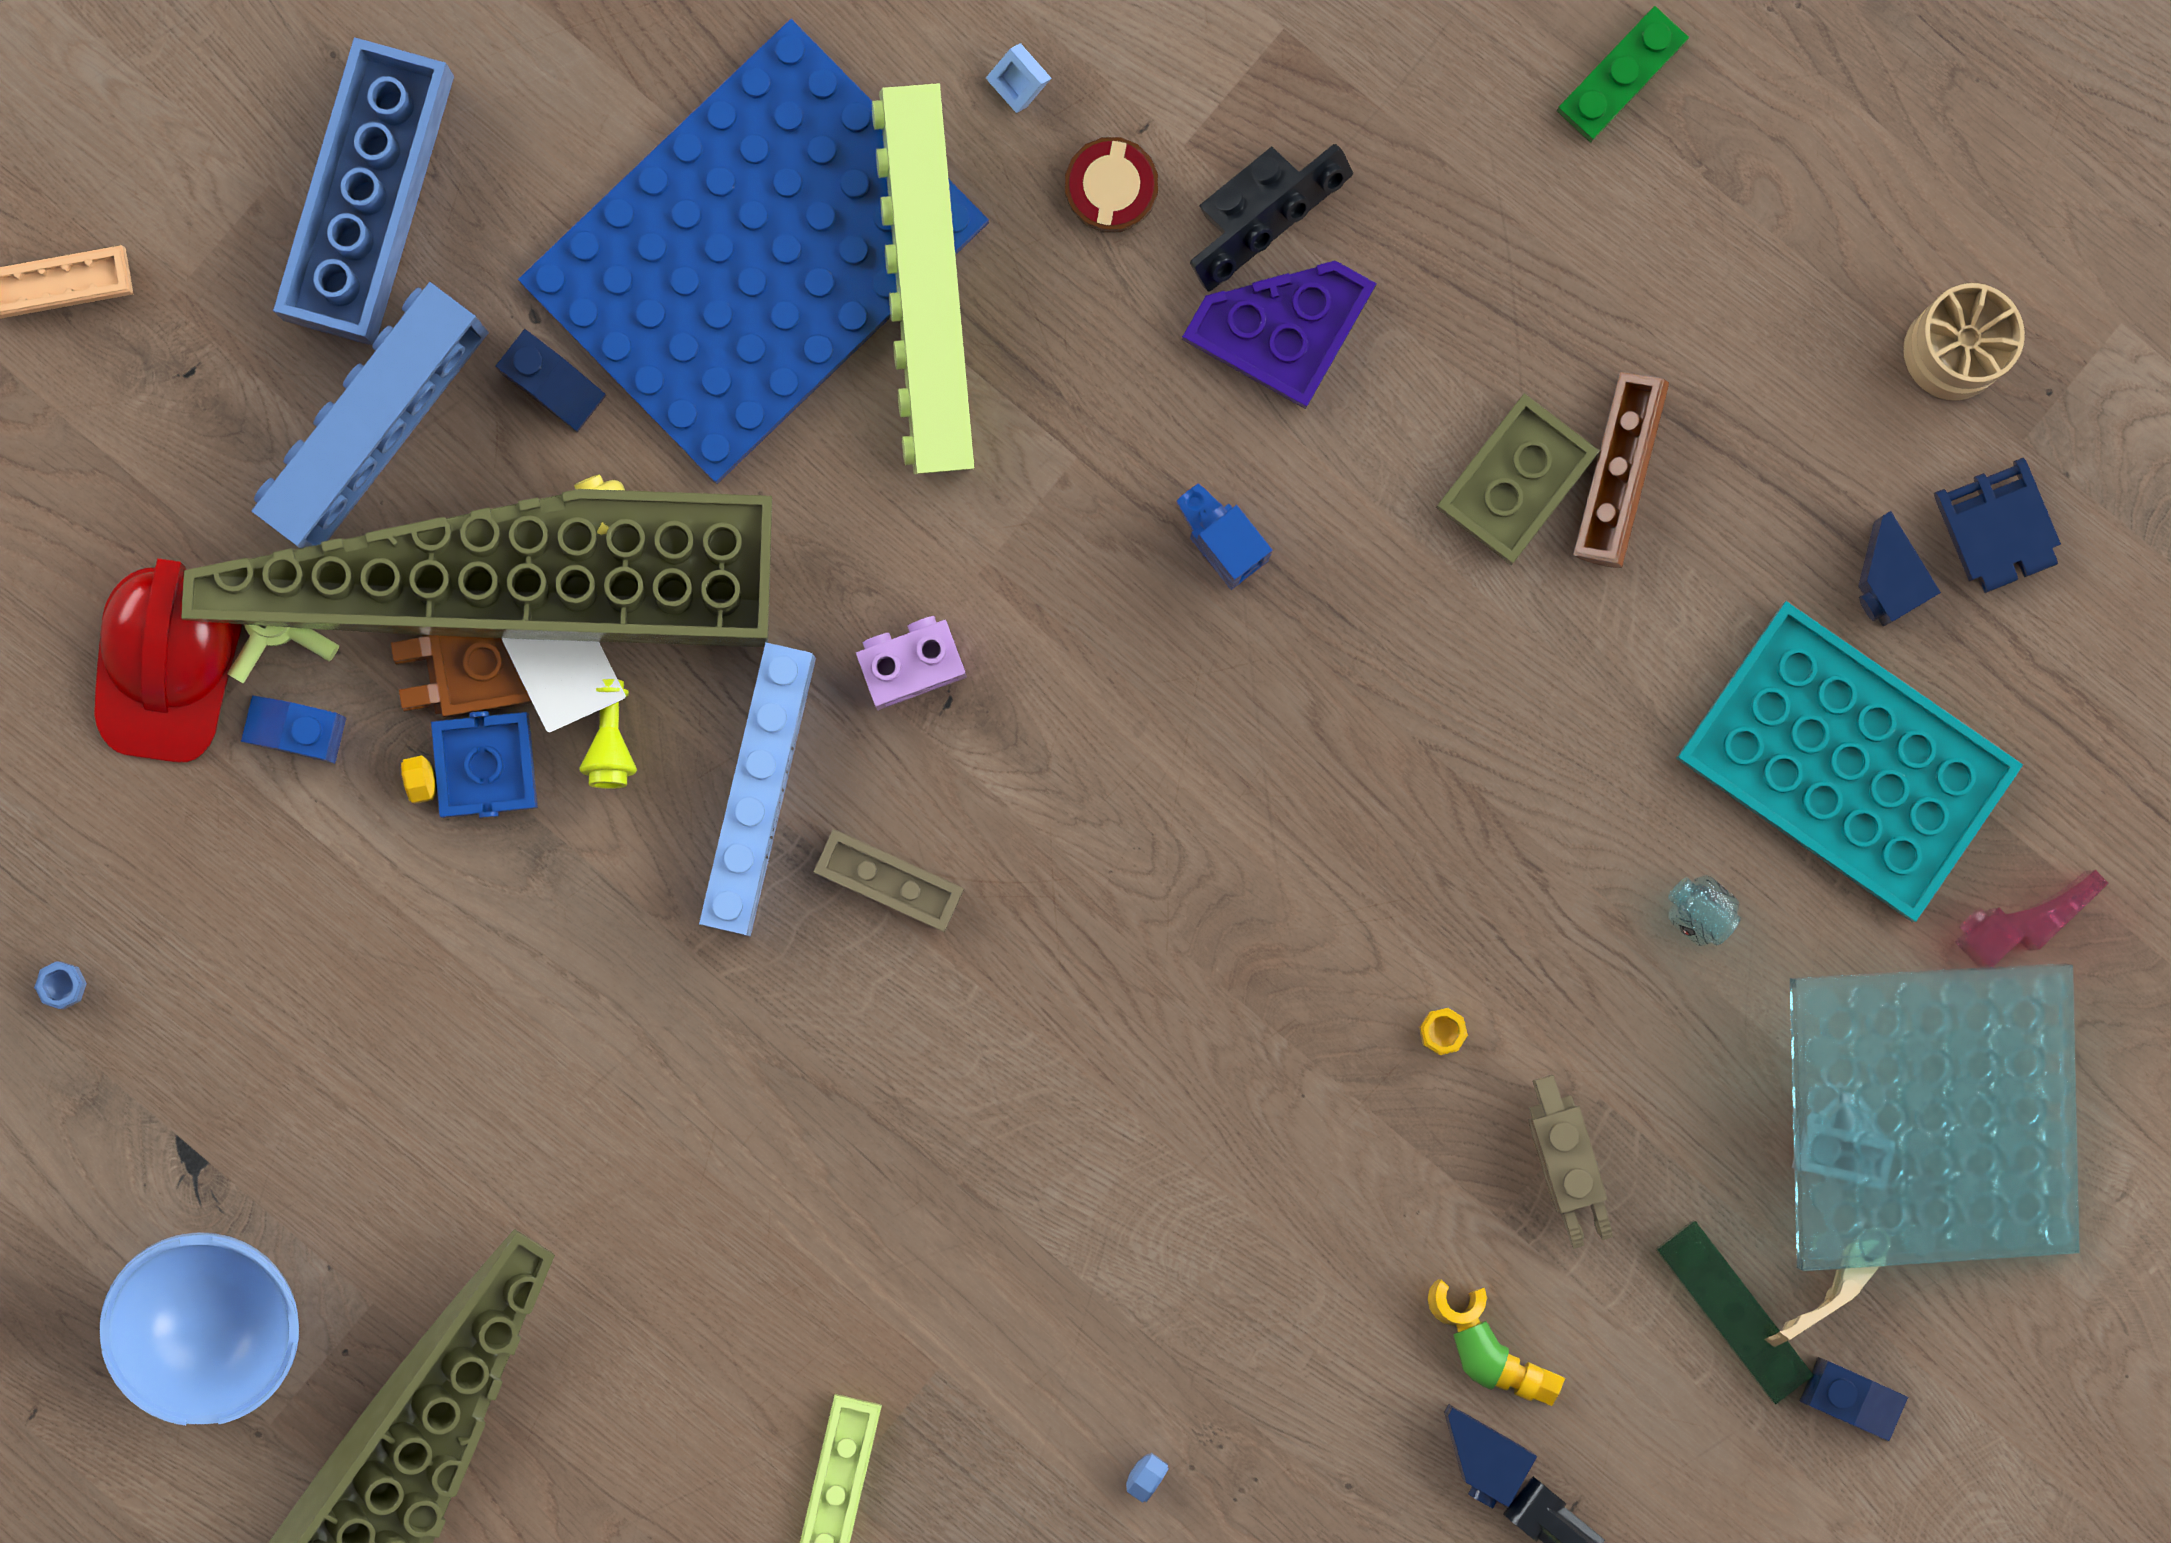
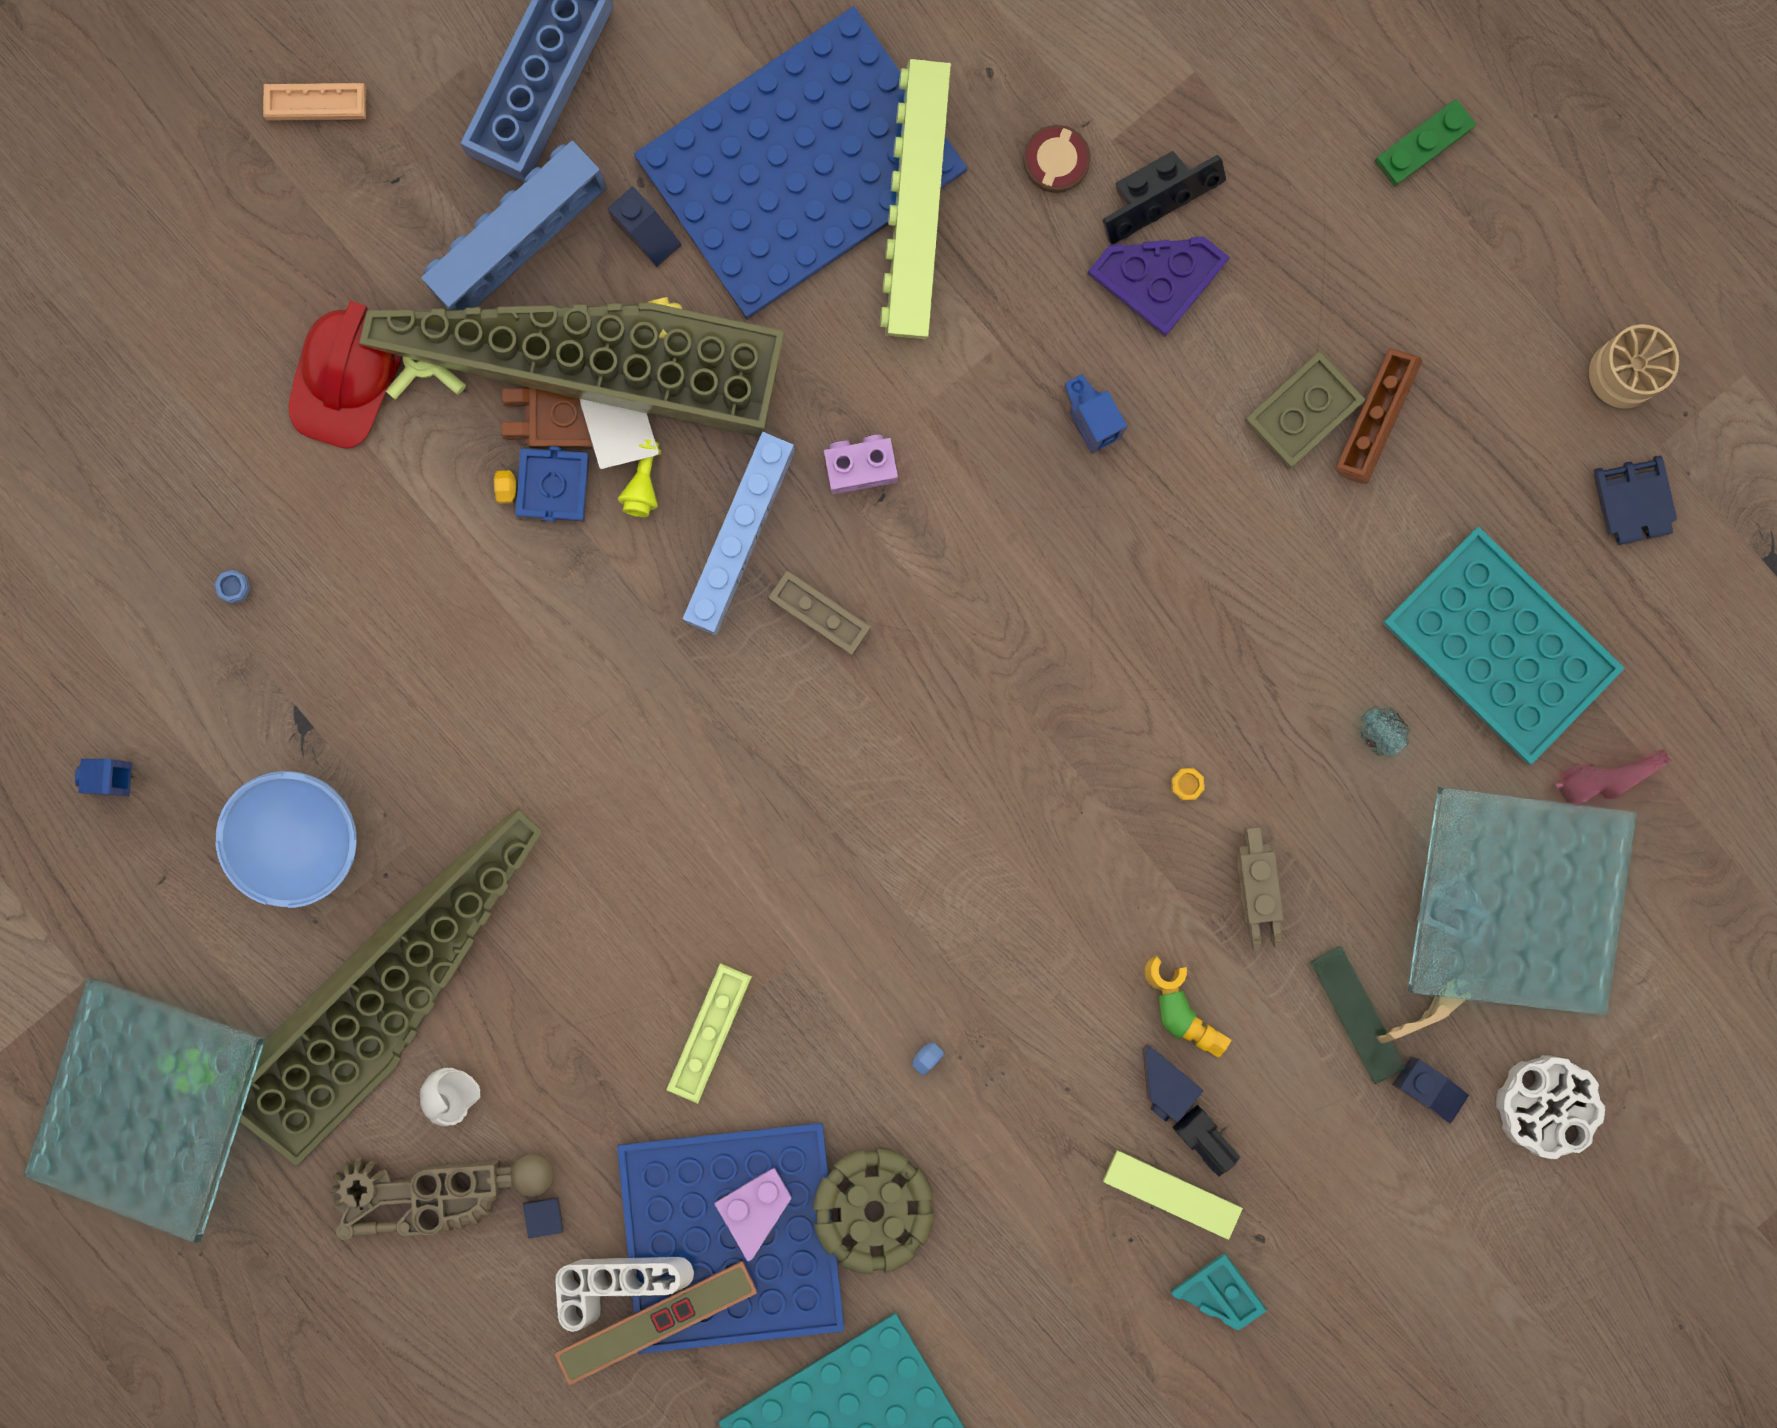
camera: 10 degrees right, 0 degrees up
(293, 728) = (425, 437): blue slope -> none
(1018, 78) = (1004, 73): light blue plate -> none
(1893, 574) = (1556, 520): dark blue slope -> none
(2011, 1344) = (1549, 1073): none -> white connector

